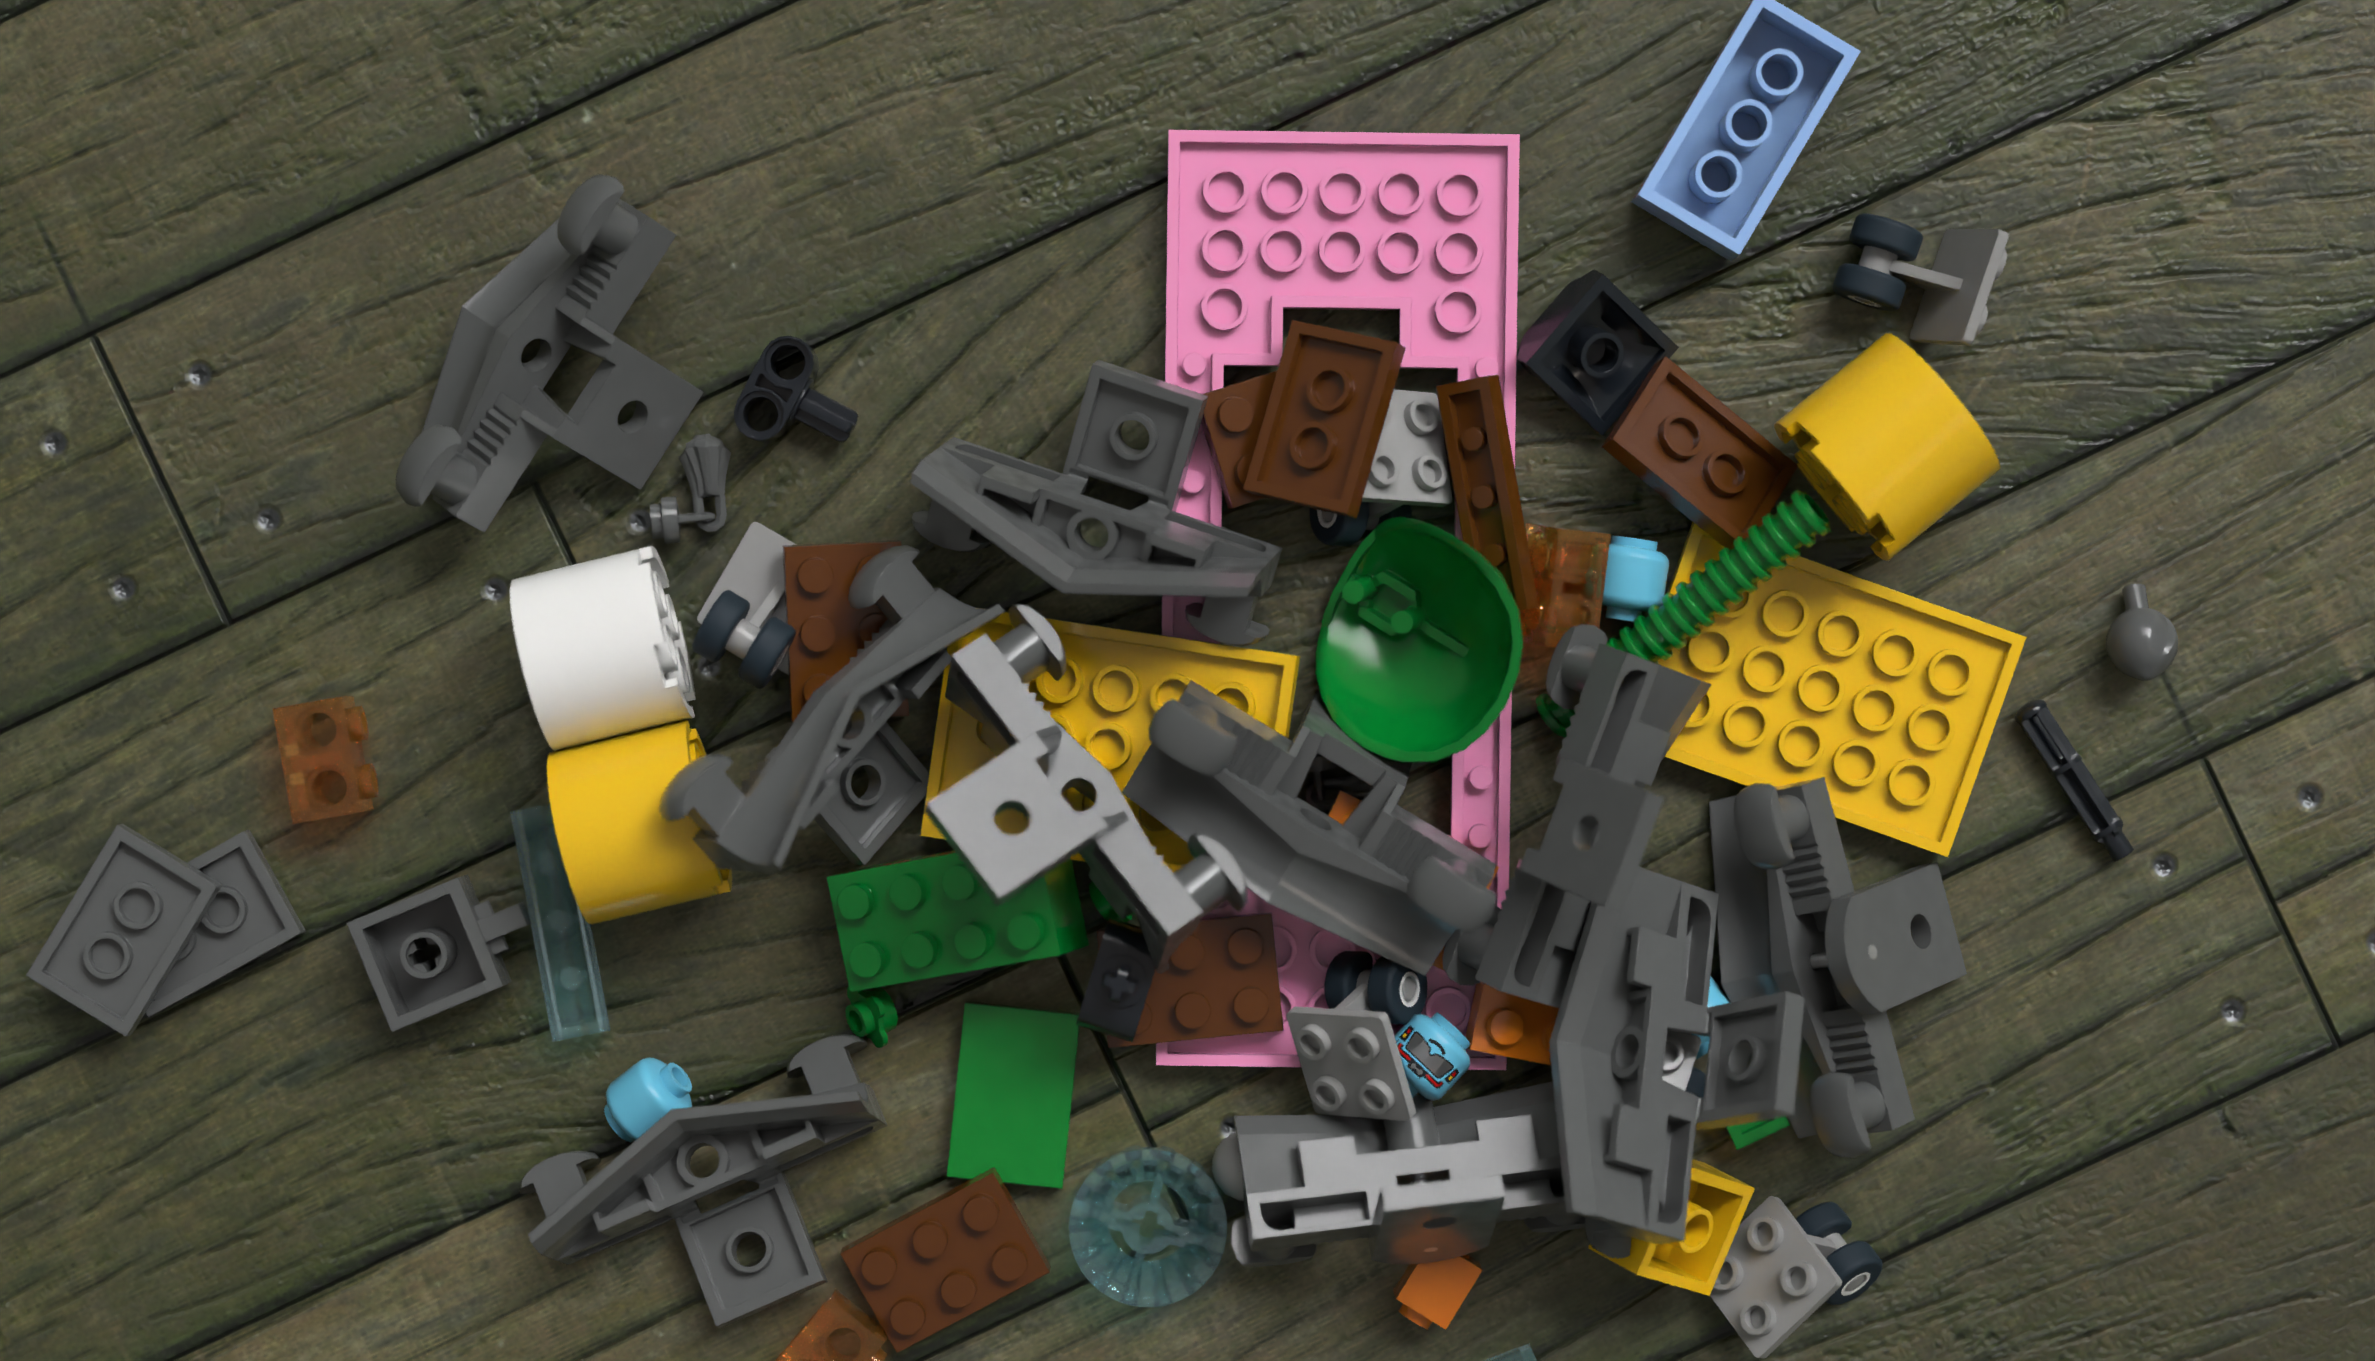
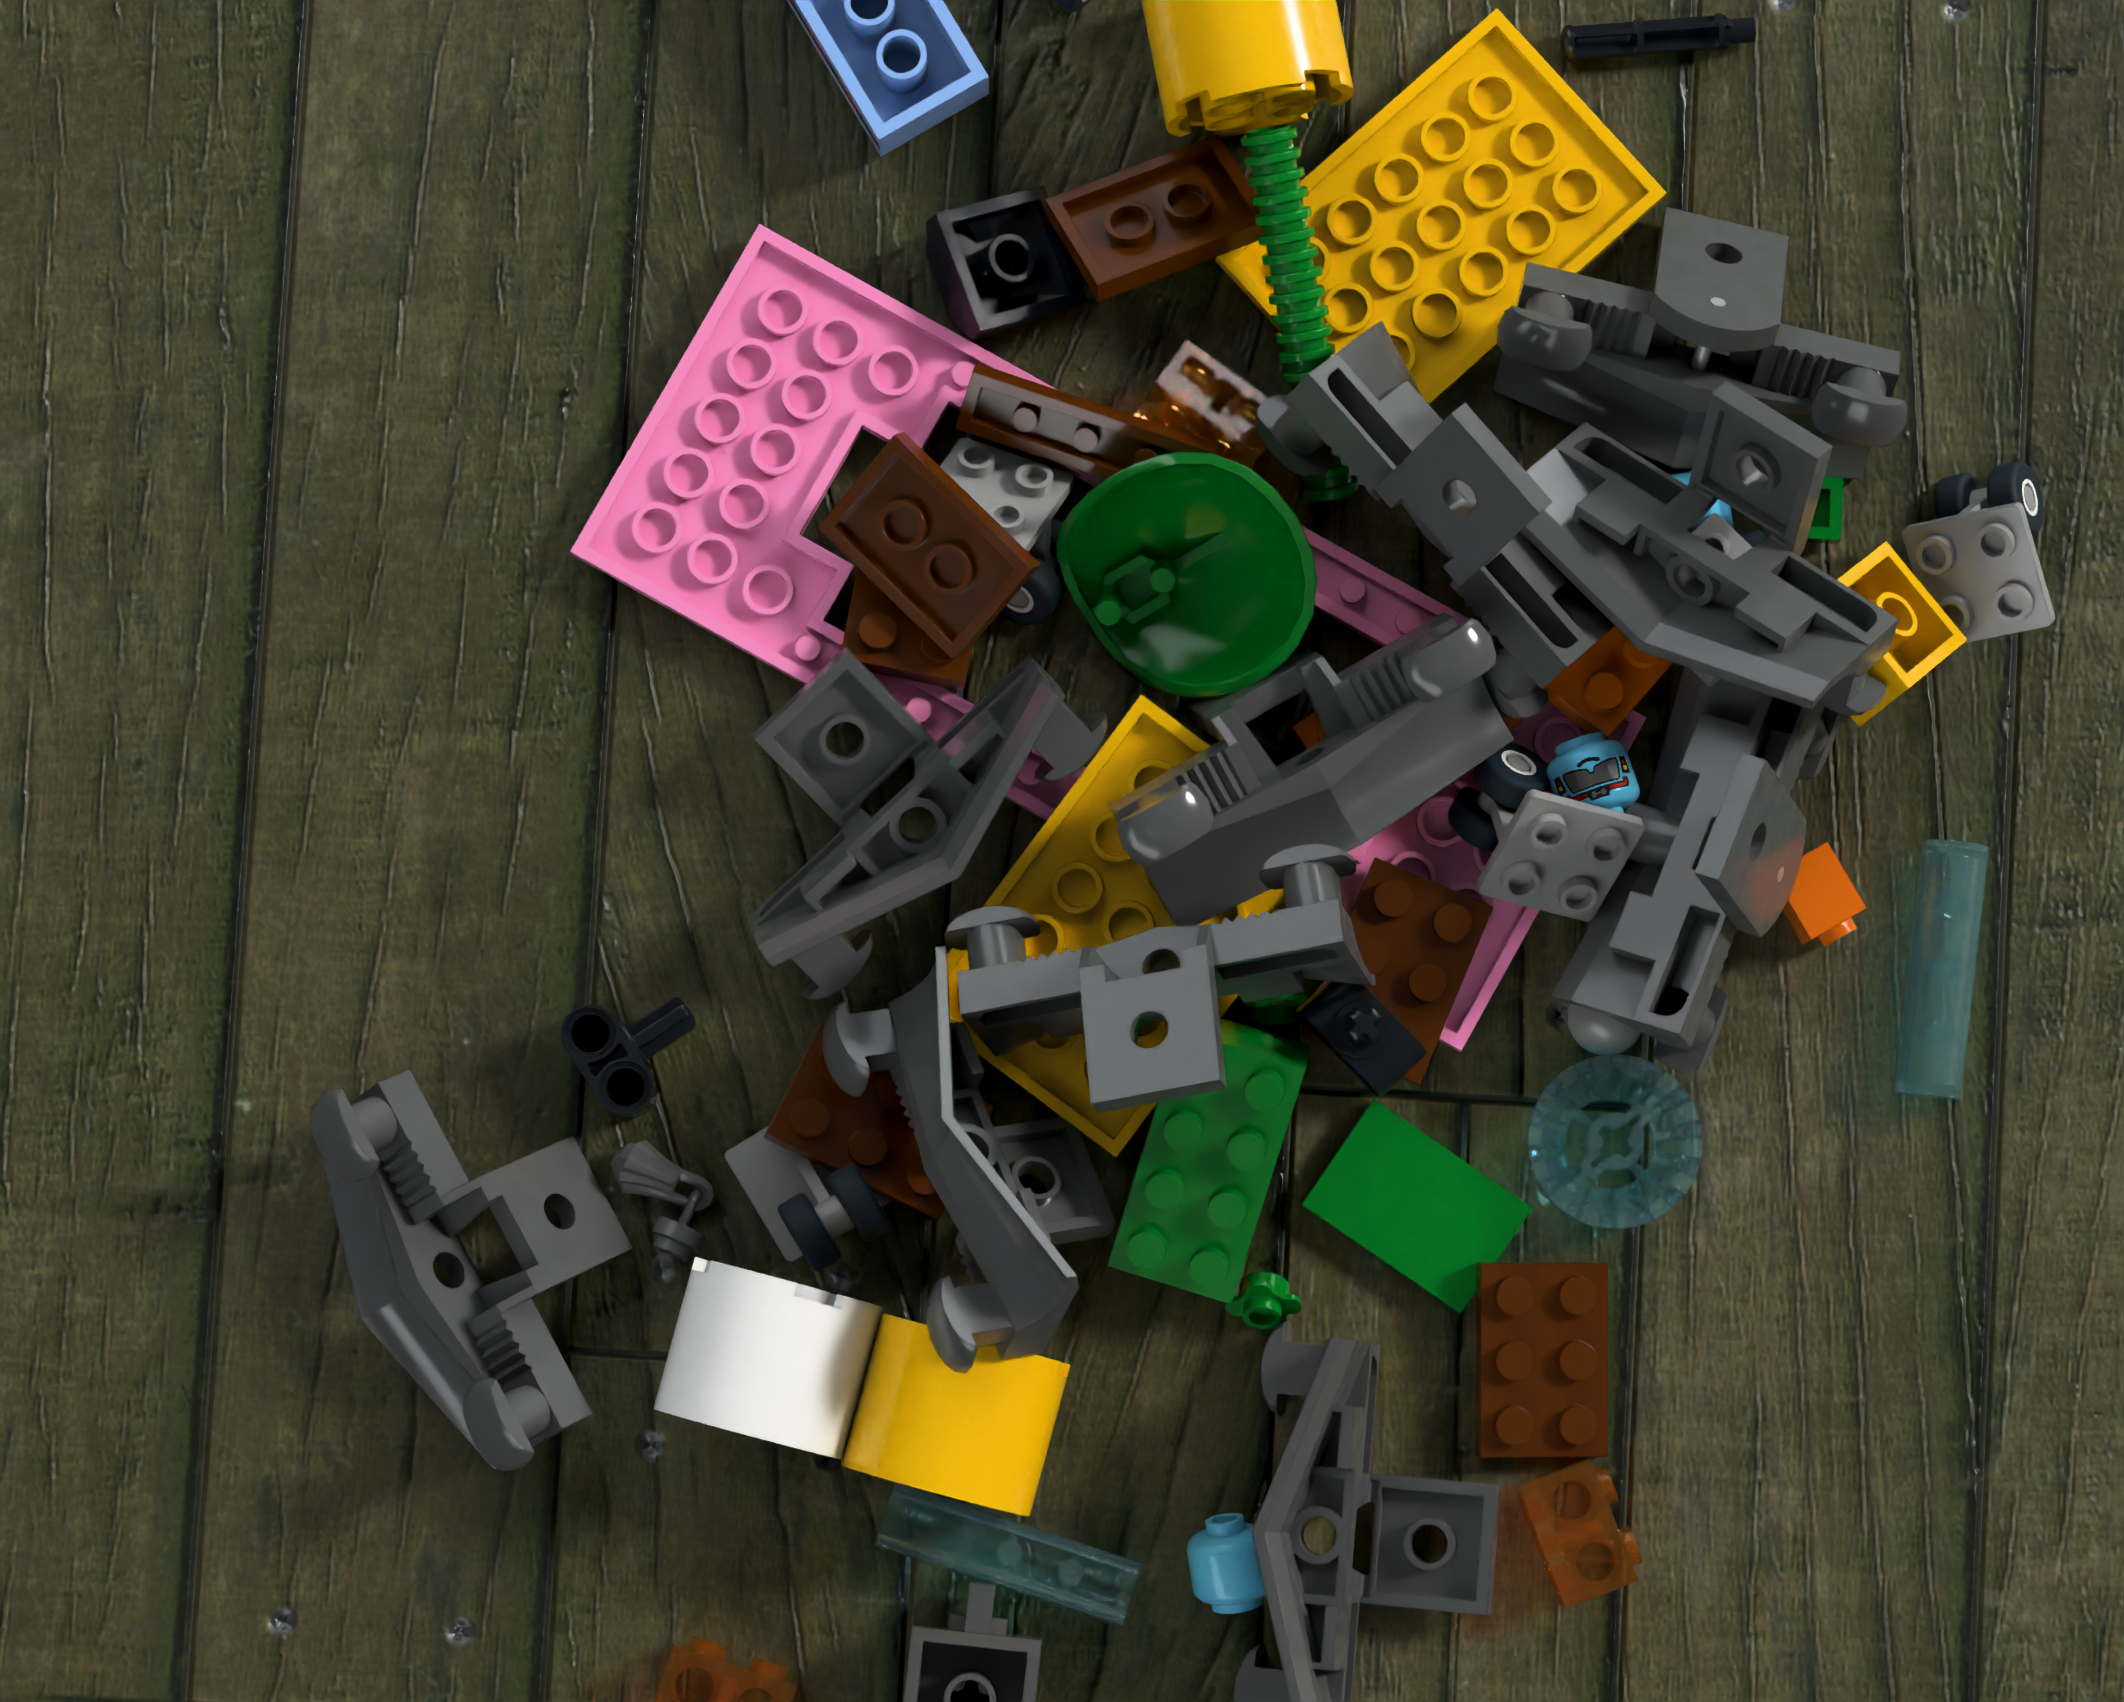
camera: 65 degrees left, 5 degrees down
(1633, 577) = (1241, 342): medium azure head -> none

